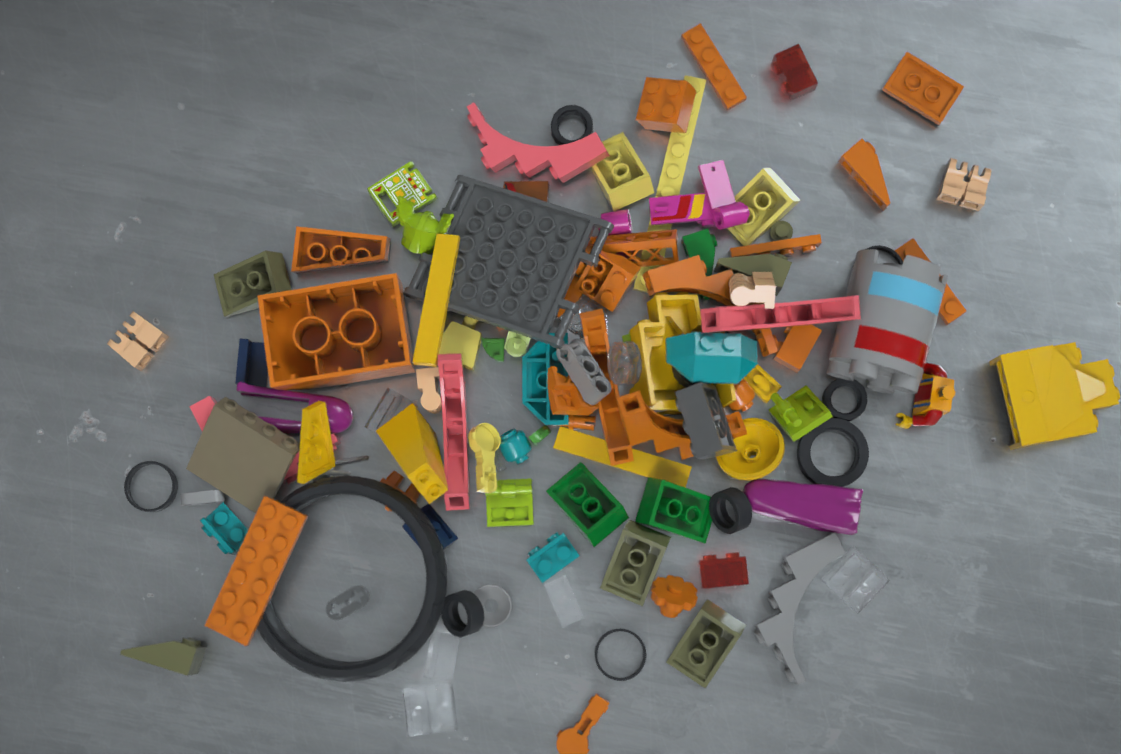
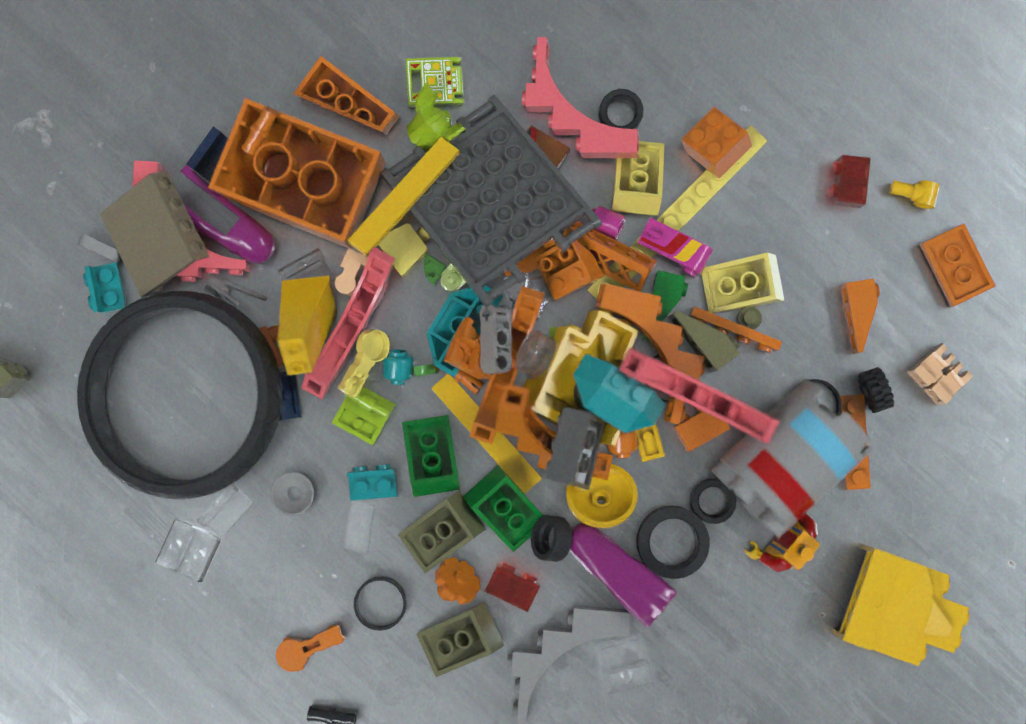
camera: 30 degrees right, 5 degrees up
(128, 482) = (44, 195): black tyre -> none
(137, 351) = (134, 78): light nougat legs -> none
(244, 281) = (257, 80): olive slope -> none
(256, 570) = (103, 341): orange plate -> none
(285, 315) = (259, 130): none -> orange pin
(316, 445) = (221, 260): yellow wing -> none
(350, 607) = (165, 412): dark grey beam -> none
(474, 612) = (273, 490): black tyre -> none
(713, 67) = (781, 133): orange plate -> none
(720, 197) = (714, 254): door -> none
(754, 288) = (689, 357): light nougat legs -> none
(799, 412) = (665, 489): lime plate -> none
(857, 48) = (922, 193): none -> yellow pin
(920, 227) = (876, 390): none -> black tyre

